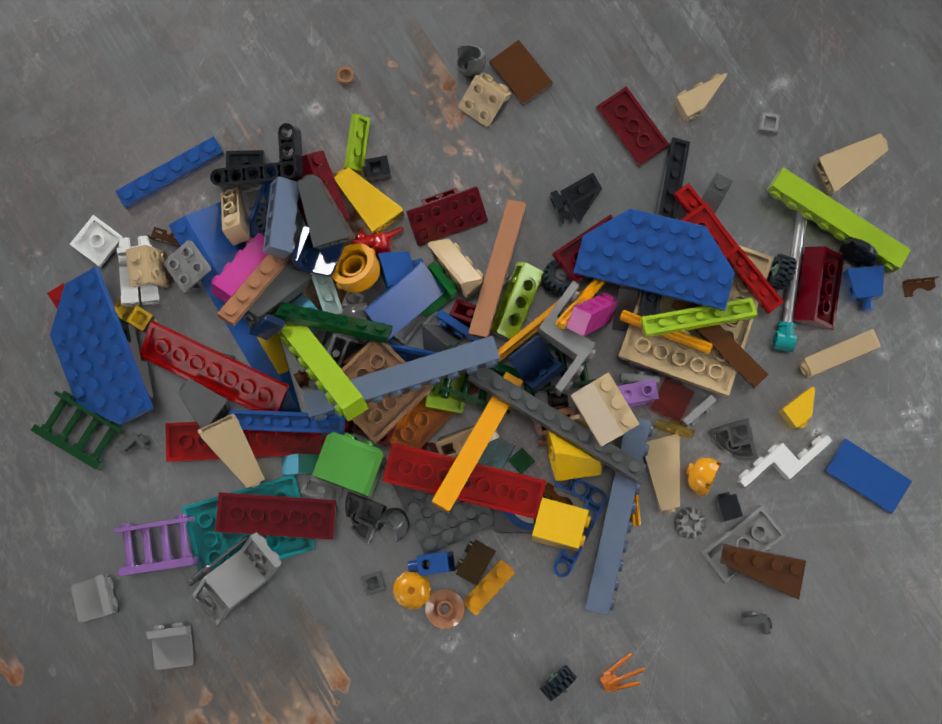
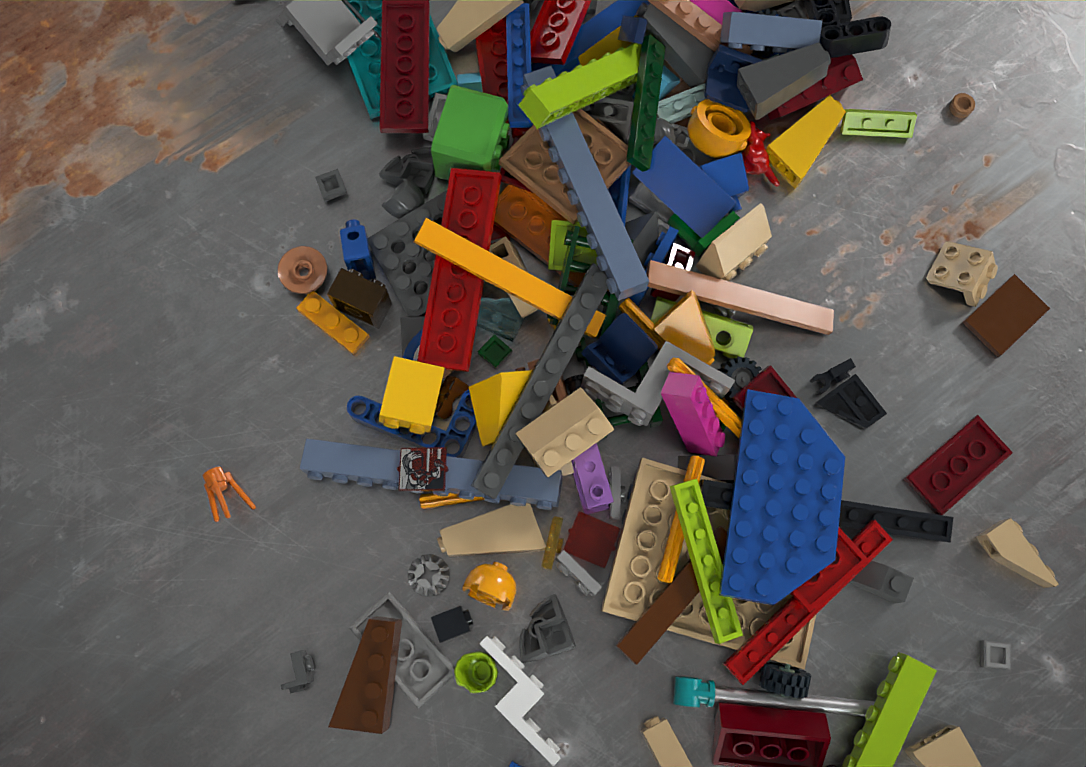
camera: 80 degrees right, 5 degrees down
(377, 162) = (855, 144): black brick -> none
(411, 590) = (322, 229): light orange cylinder -> none
(446, 214) = (803, 235): dark red bracket -> none
(470, 60) = (1011, 248): dark grey hair -> none
(524, 312) = (687, 328): none -> light orange slope
(558, 682) = (211, 411): black wheel -> none
(618, 519) = (423, 469): none -> piece
(763, 491) = (476, 672): none -> lime hair
(799, 410) = (593, 718): yellow slope -> none

